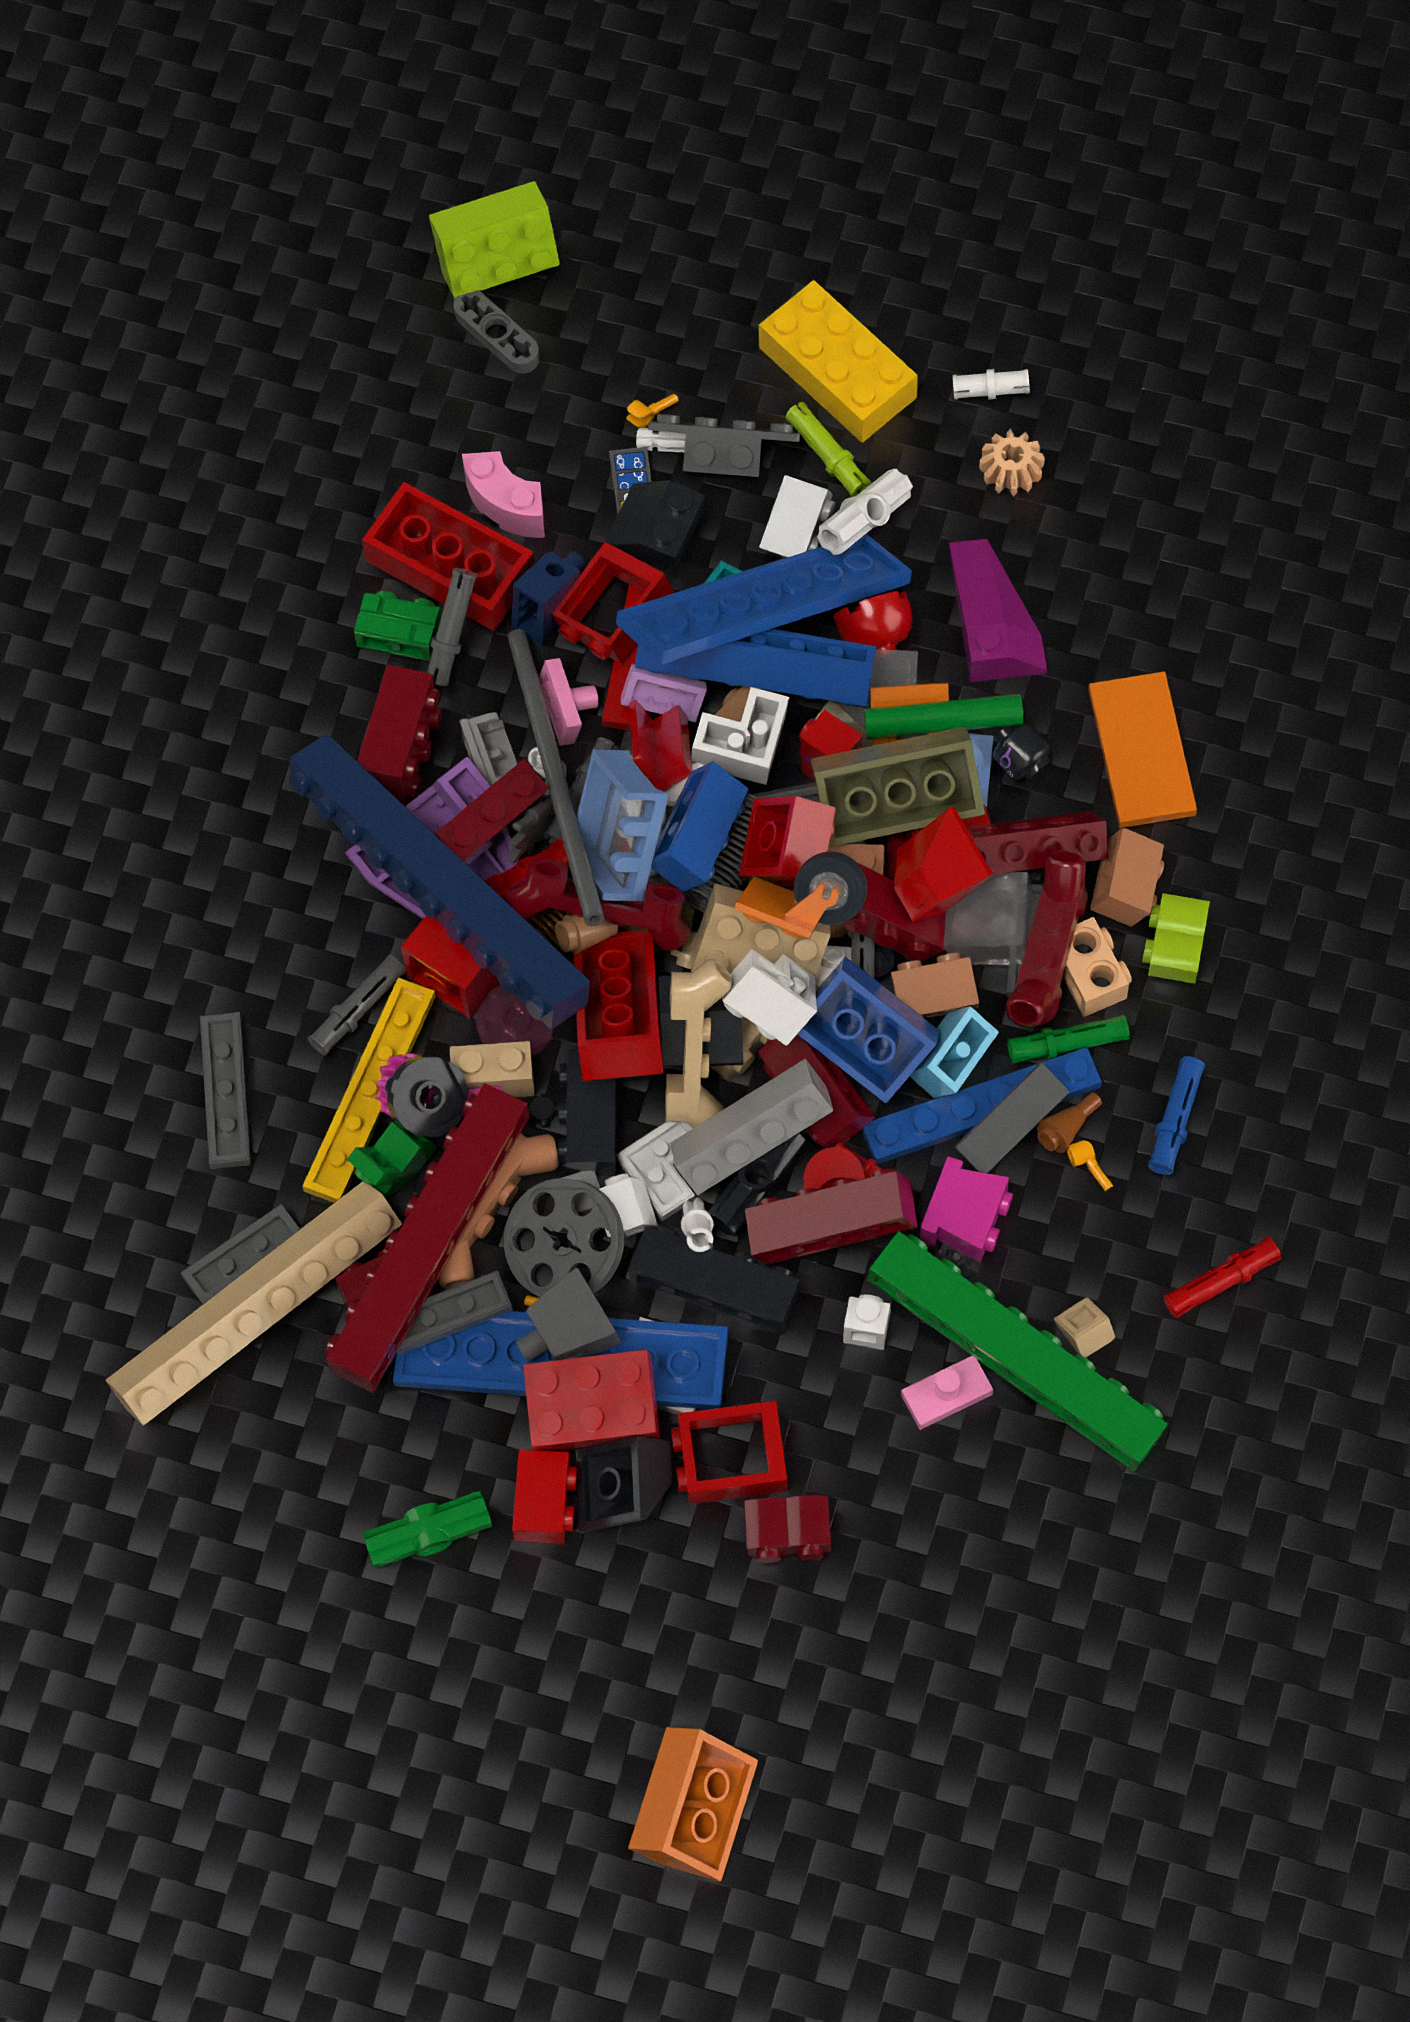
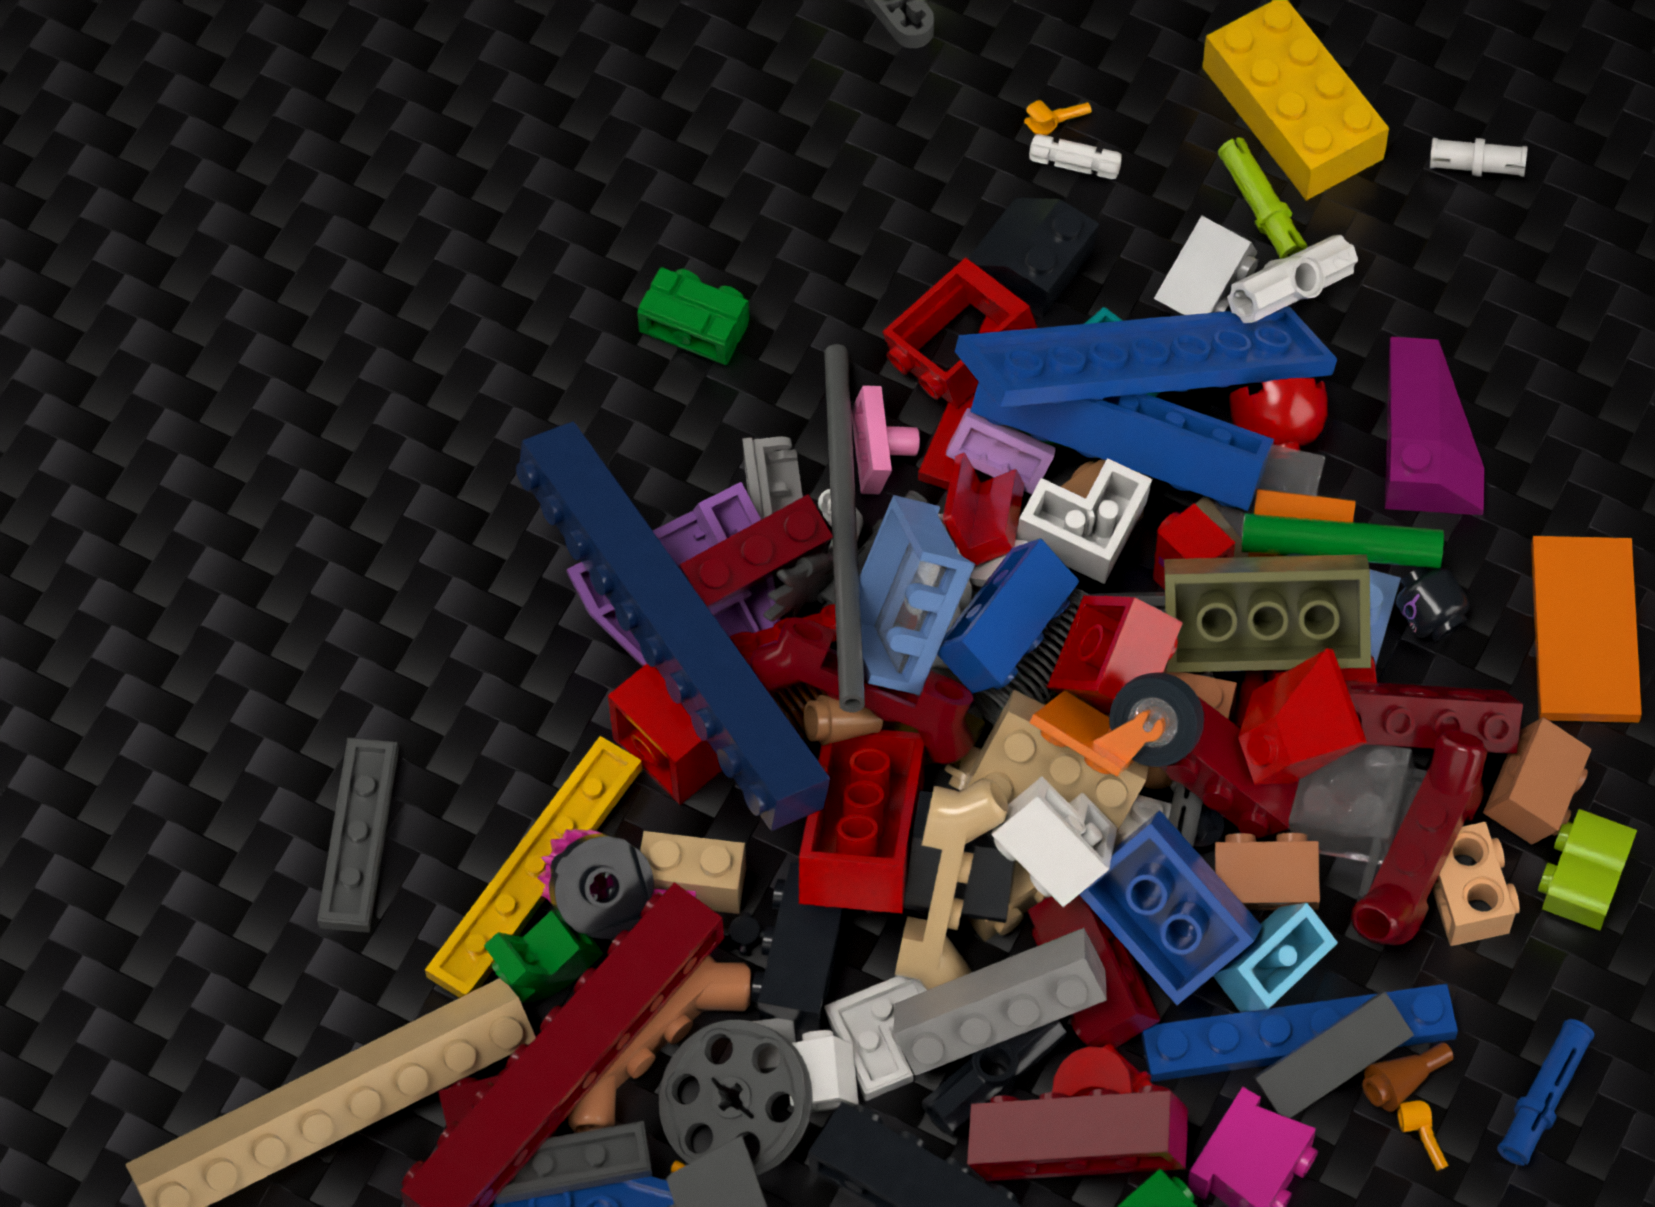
camera: 10 degrees right, 5 degrees down
(239, 1254) = (327, 1038): dark grey plate -> none
(325, 1037) = (494, 791): dark grey pin -> none
(401, 731) = (667, 438): dark red brick -> none
(426, 539) = (772, 243): red brick -> none
(446, 642) = (755, 325): dark grey pin -> none
(503, 496) = (856, 185): bright pink brick -> none
(506, 1020) = (721, 813): clear pink tile -> none
(541, 591) = (873, 303): dark blue torso -> none
(628, 467) = (1013, 179): tile -> none
(697, 1225) = (906, 1113): white axle -> none
(723, 448) = (1134, 176): dark grey bracket -> none
(1011, 462) = (1486, 253): light nougat gear -> none
(1059, 1041) = (1424, 969): green pin -> none

